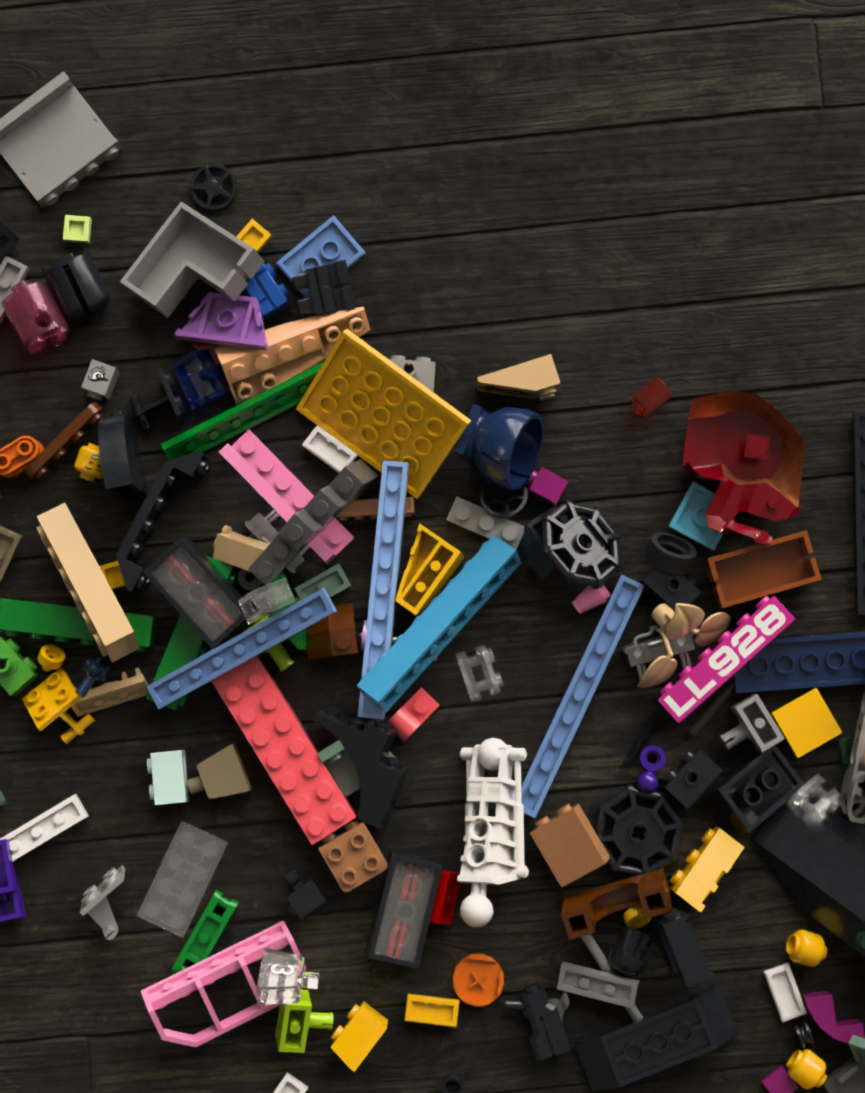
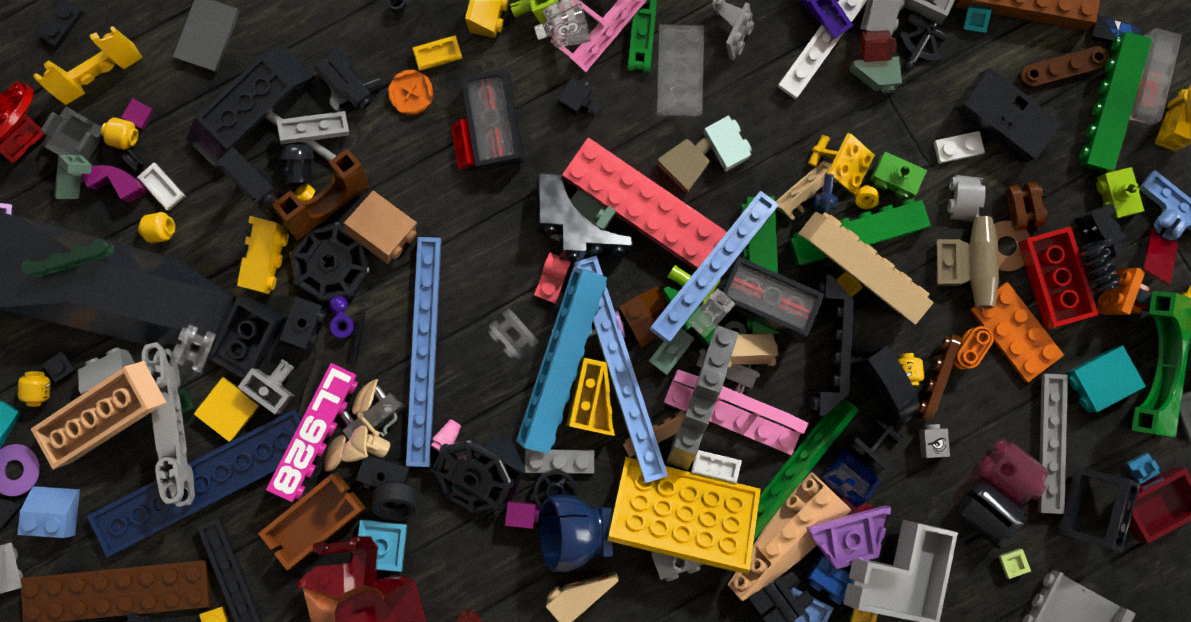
camera: 155 degrees right, 0 degrees up
(352, 855) = (552, 144): medium nougat bracket -> none
(491, 843) = (441, 198): white piece -> none

